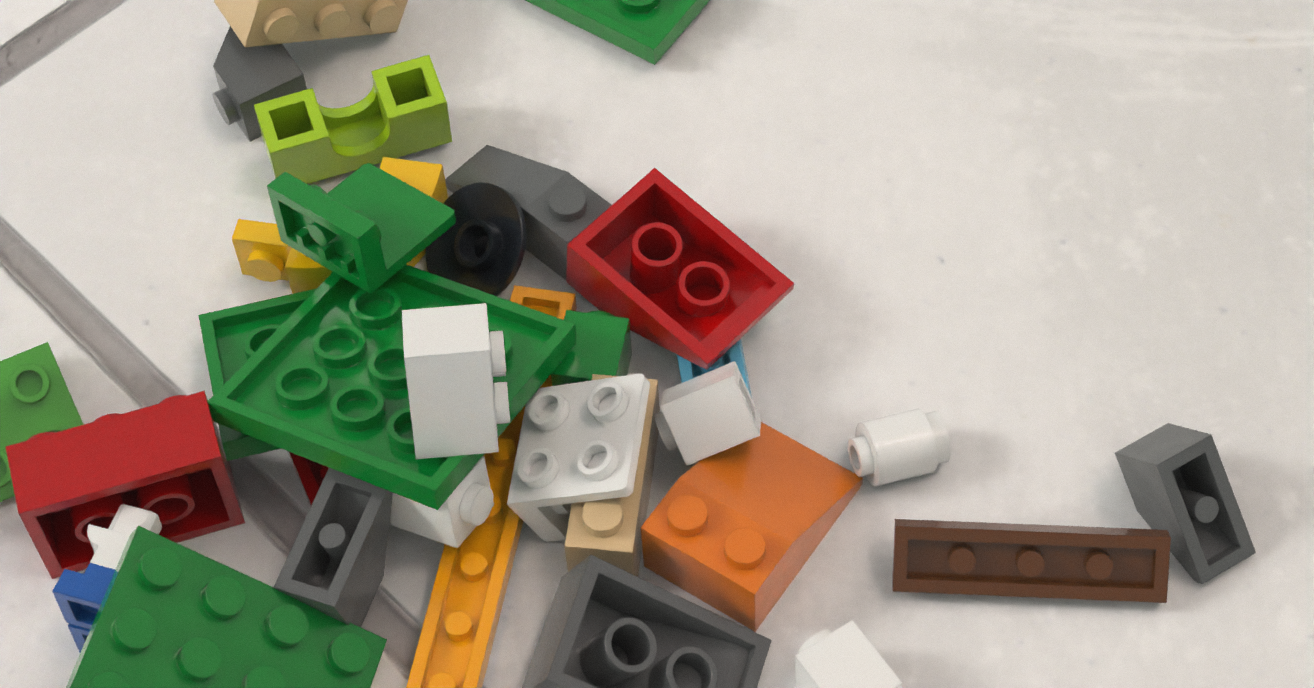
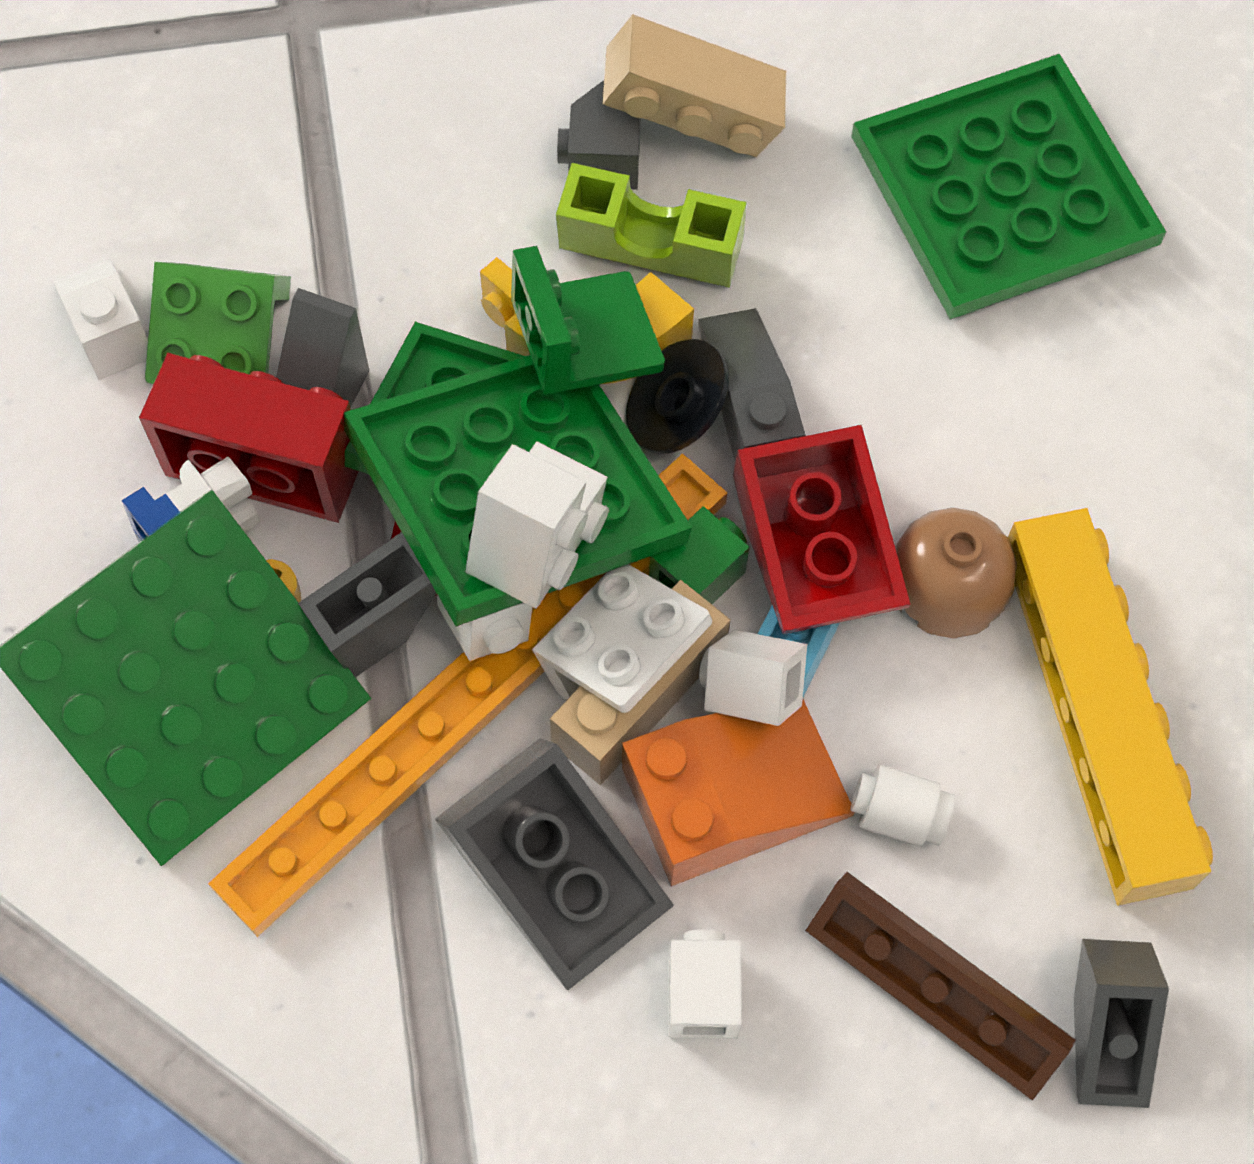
camera: 30 degrees right, 10 degrees up
(132, 364) = (323, 346): none -> dark grey slope
(812, 242) = (956, 571): none -> medium nougat cylinder
(999, 276) = (1106, 709): none -> yellow brick

